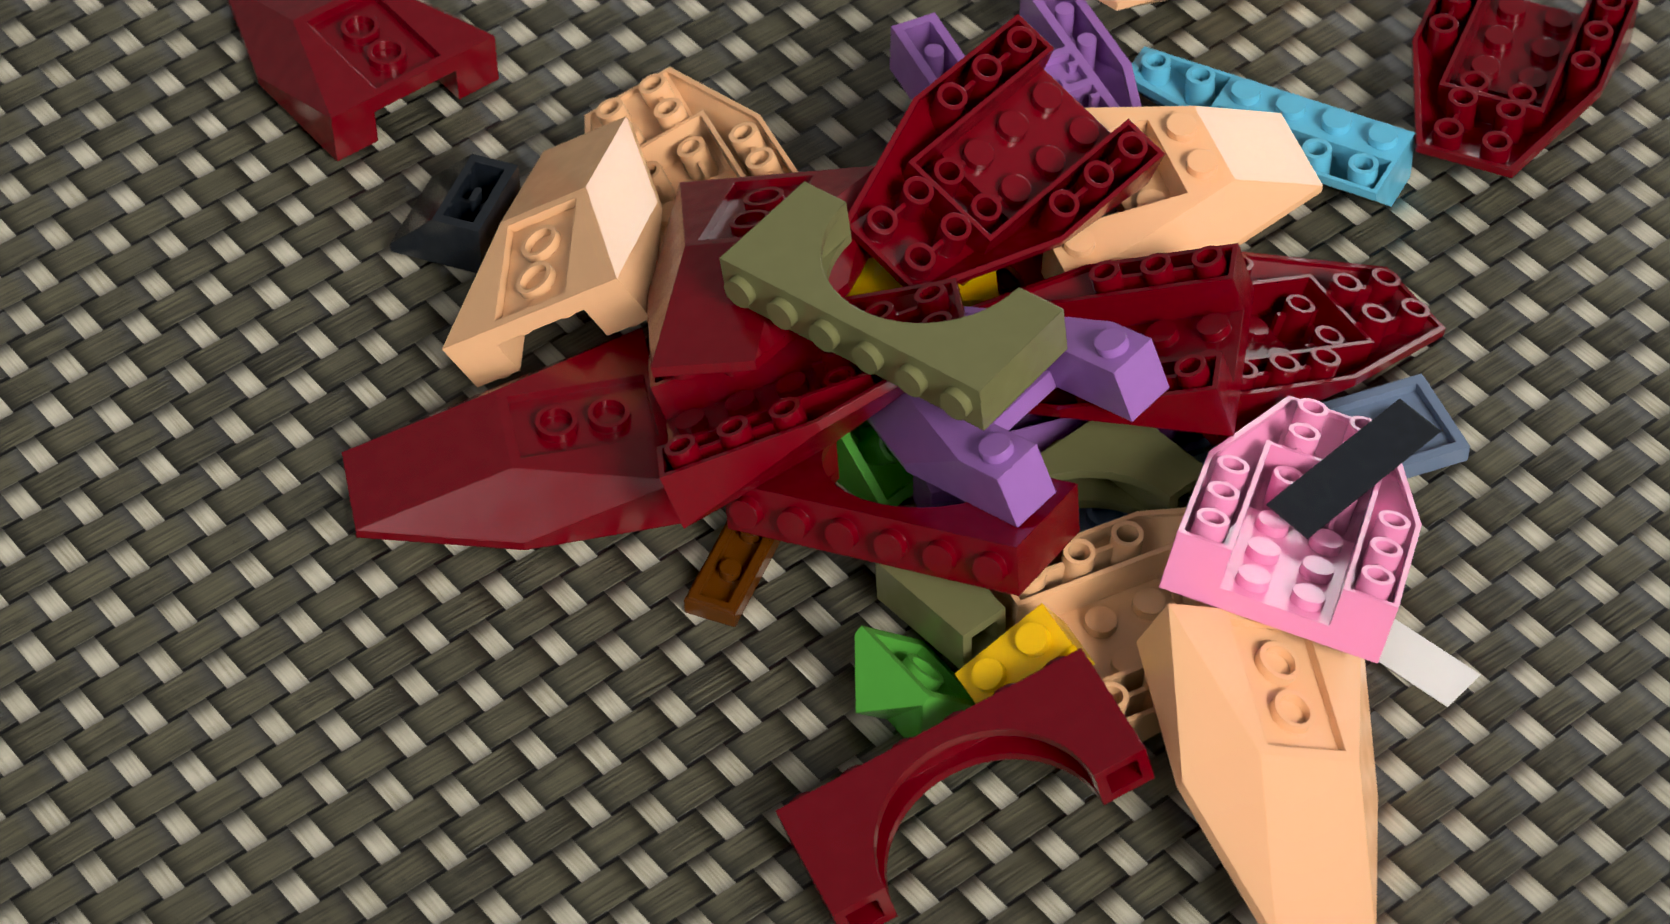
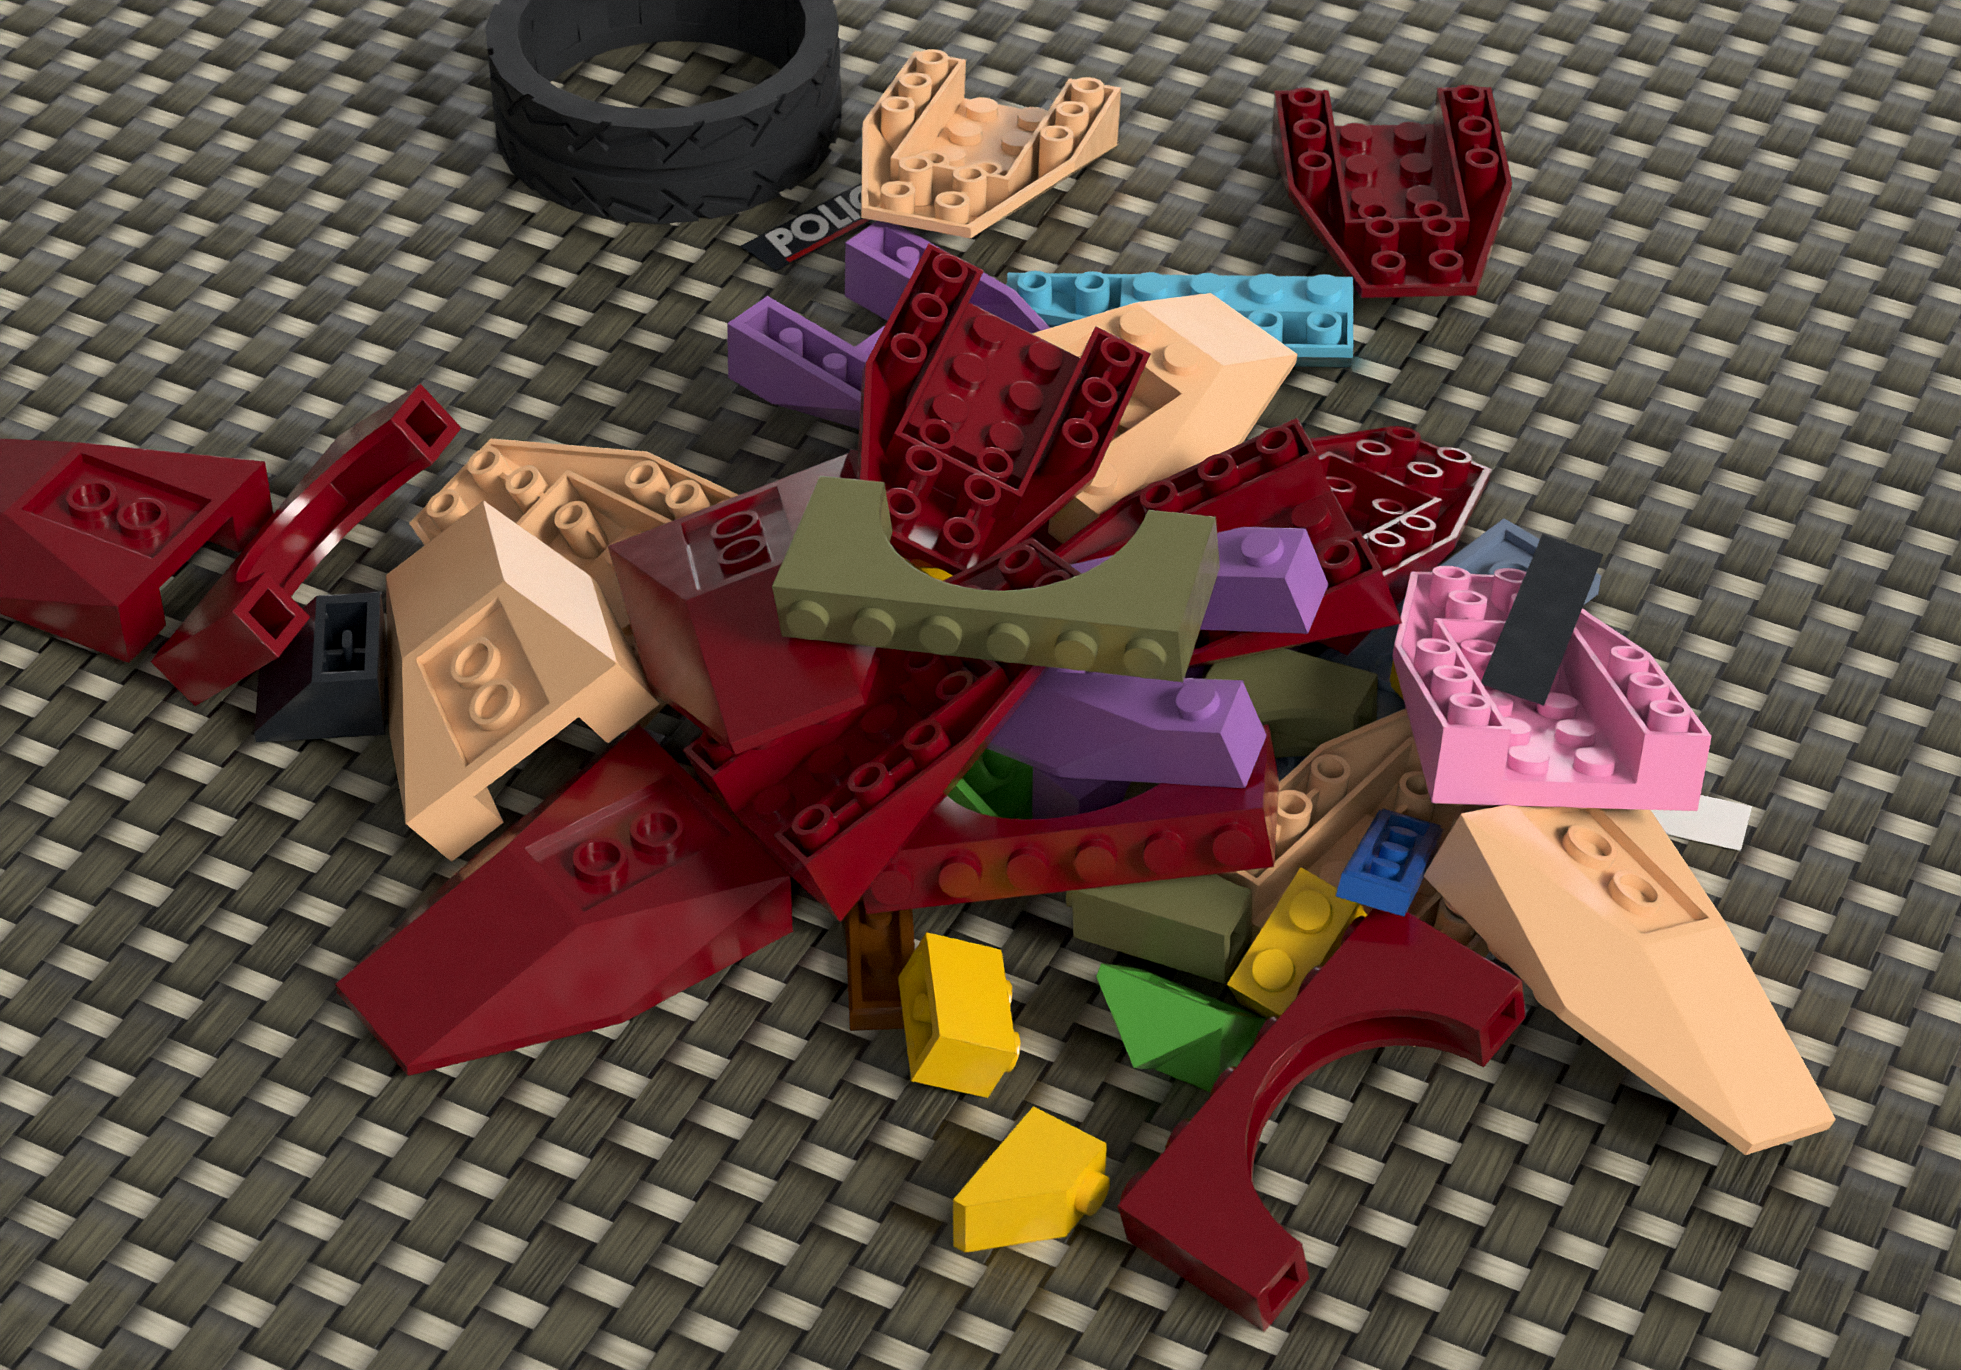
camera: 25 degrees left, 5 degrees down
(430, 145) = (250, 608): none -> dark red arch
(732, 774) = (1031, 1186): none -> yellow slope
(754, 628) = (958, 1015): none -> yellow brick
(1108, 623) = (1390, 862): none -> blue tile

